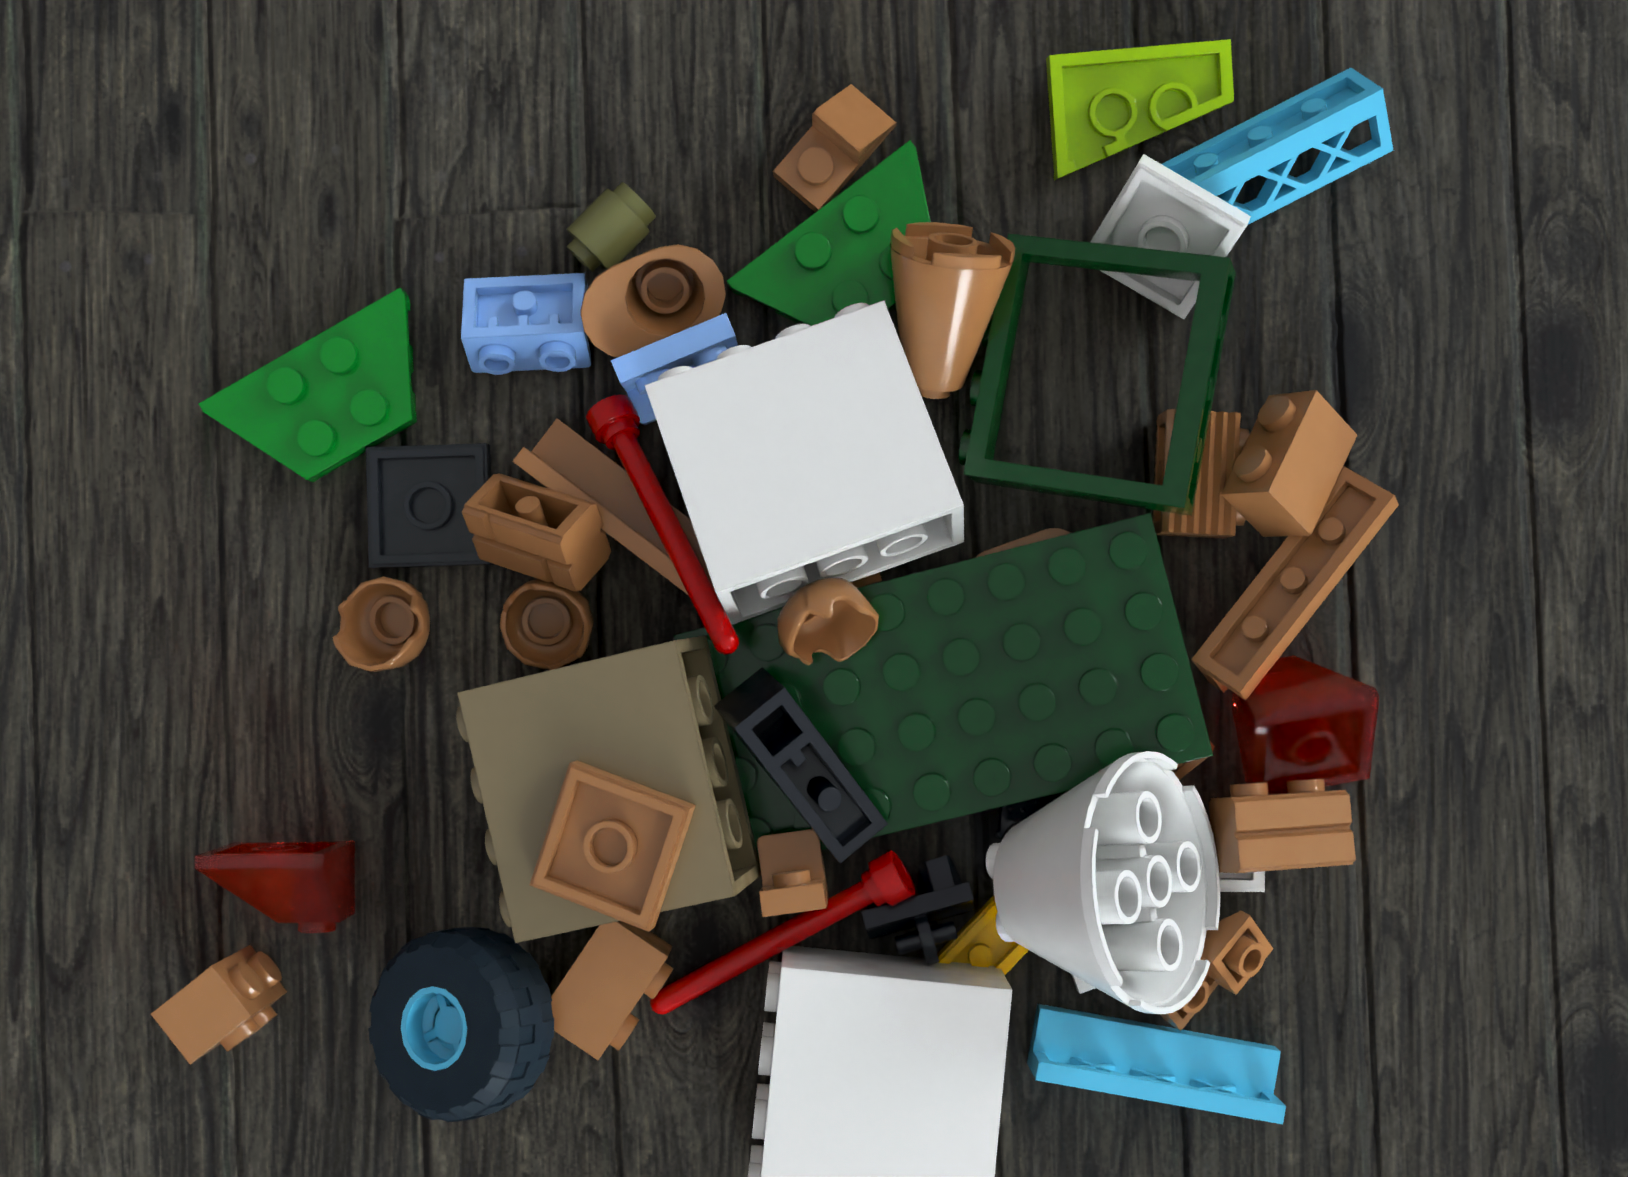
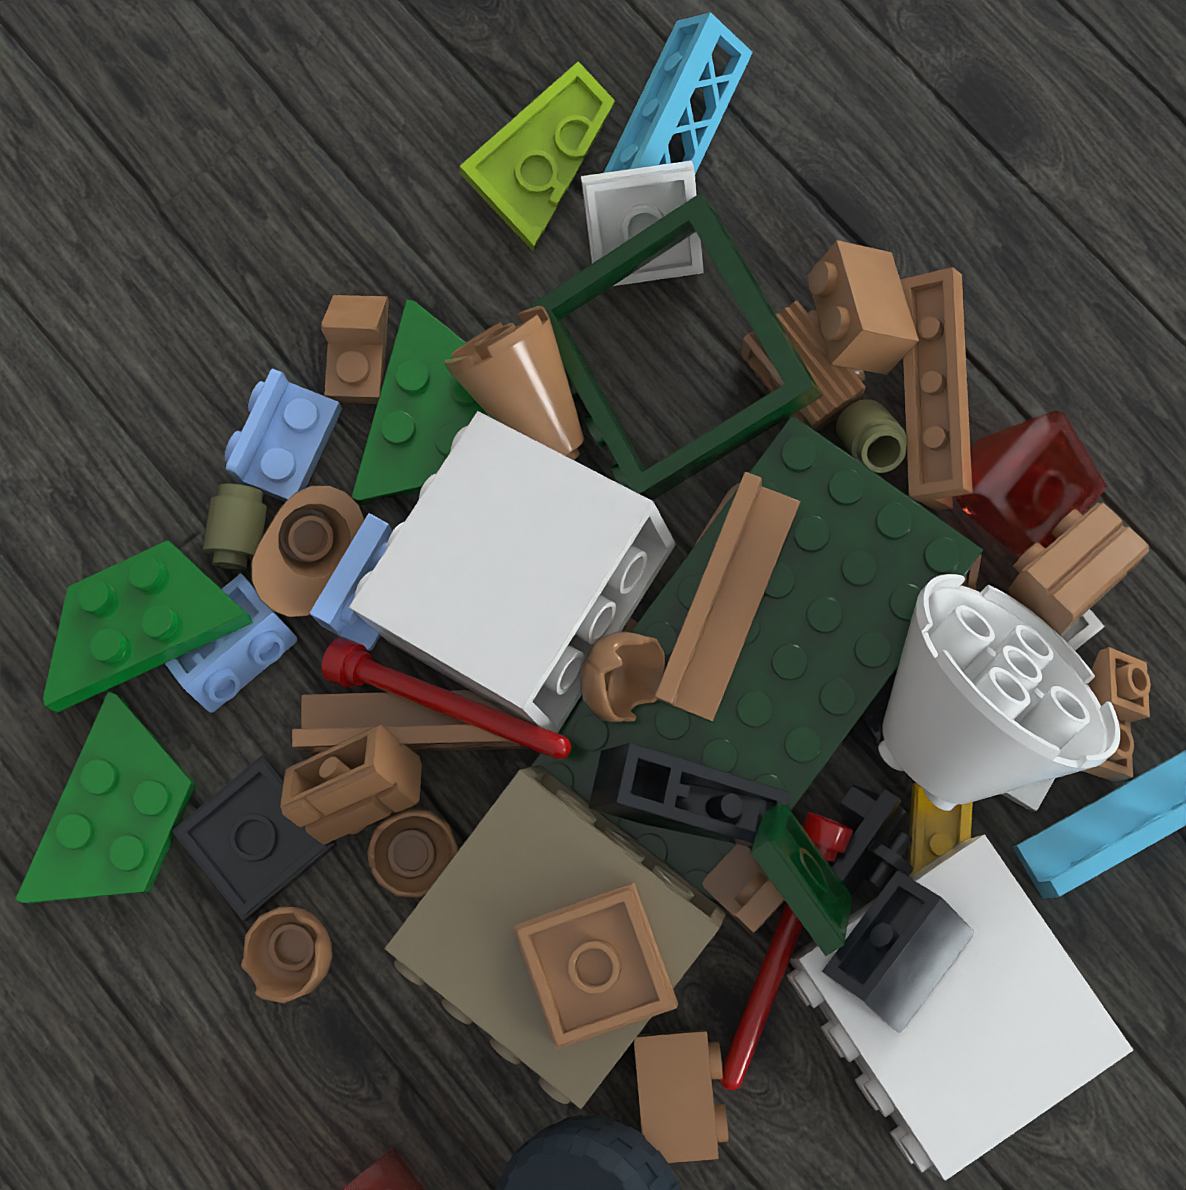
camera: 30 degrees left, 10 degrees down
(466, 246) = (134, 622): none -> green wing
(708, 179) = (281, 437): none -> light blue bracket
(837, 906) = (803, 877): none -> dark green tile
(863, 1026) = (899, 950): none -> black panel
(966, 628) = (727, 599): none -> medium nougat fence
(1204, 581) = (871, 435): none -> olive brick

